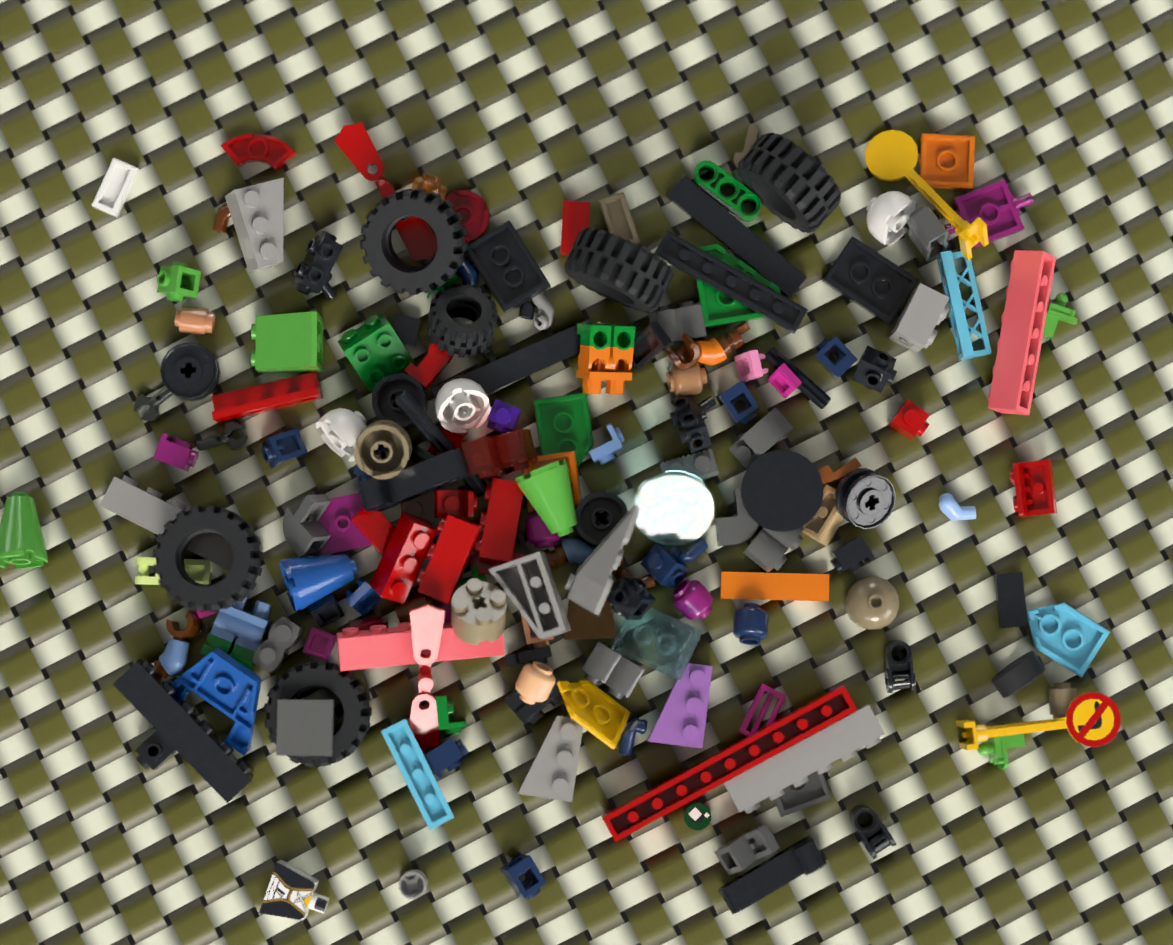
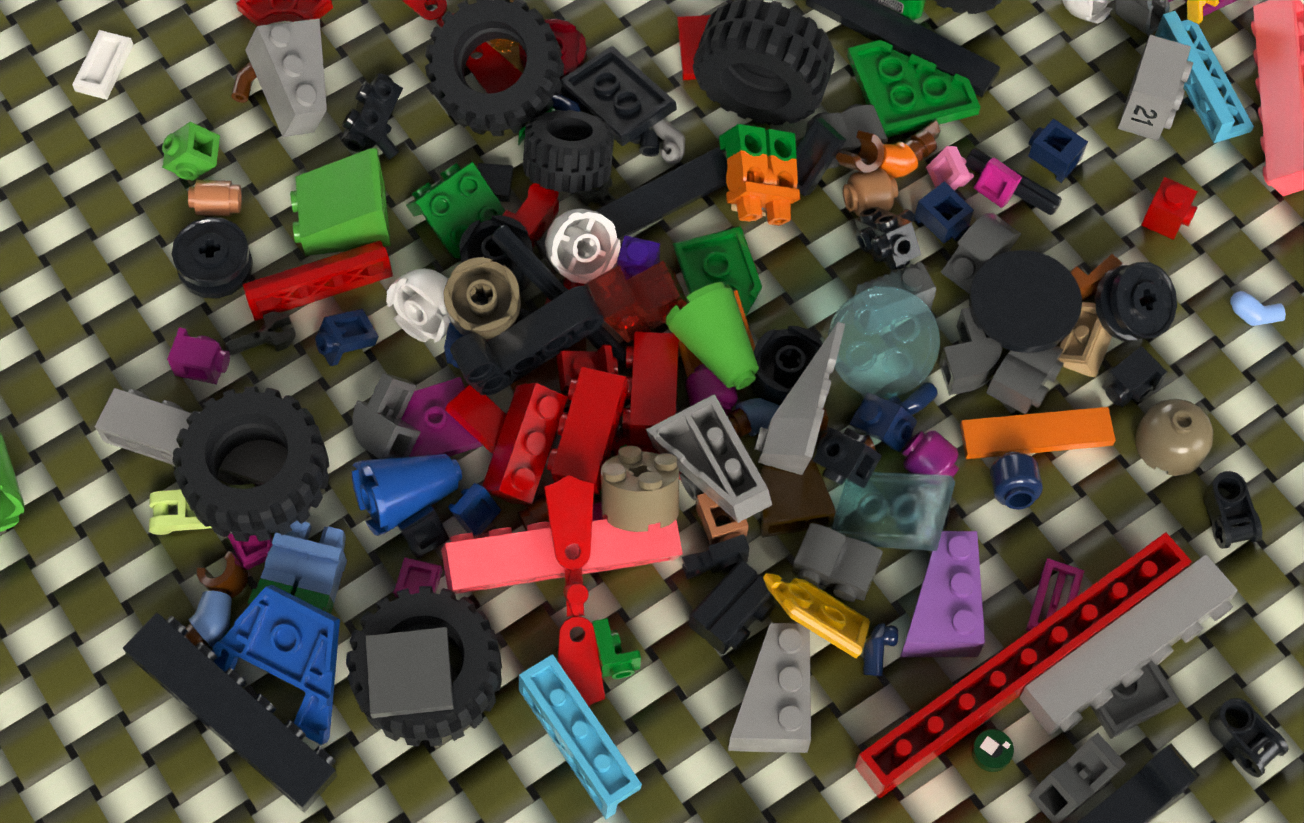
camera: 10 degrees left, 20 degrees down
(157, 400) = (164, 304): pearl dark grey bar -> none
(165, 750) = (207, 750): black brick -> none
(282, 637) = (365, 576): dark grey brick -> none
(446, 756) = (619, 705): dark blue brick -> none
(535, 682) = (733, 577): light nougat head -> none
(606, 451) = (783, 287): medium blue bracket -> none
(730, 282) = (918, 80): black tile -> none
(870, 280) = (1080, 65): black tile -> none
(875, 369) = (1108, 143): black brick -> none

